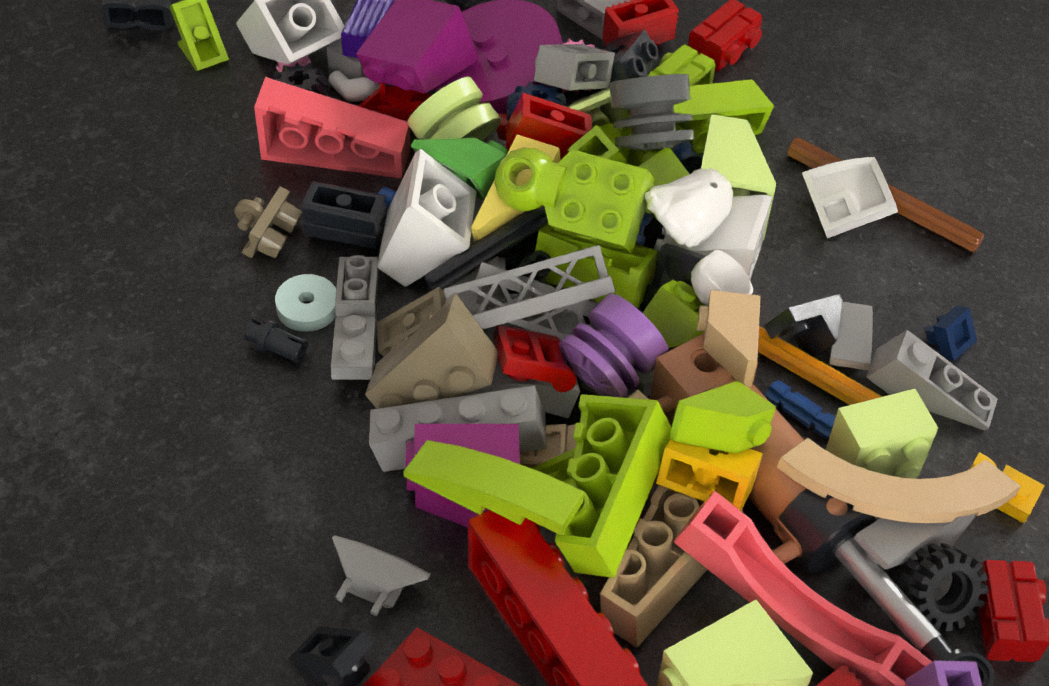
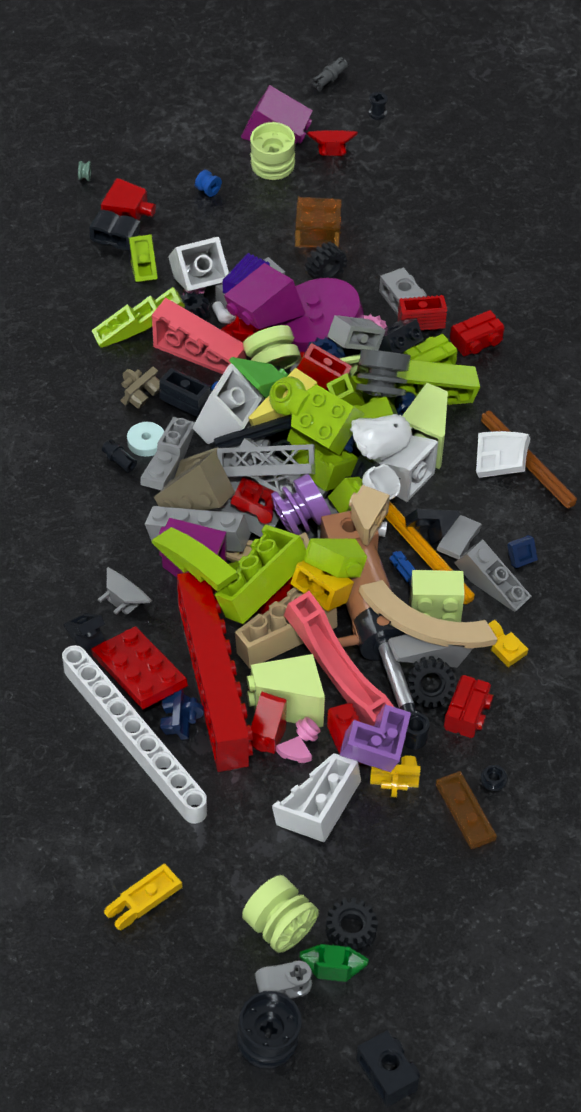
camera: 20 degrees right, 0 degrees up
(217, 127) = (130, 320): none -> lime slope

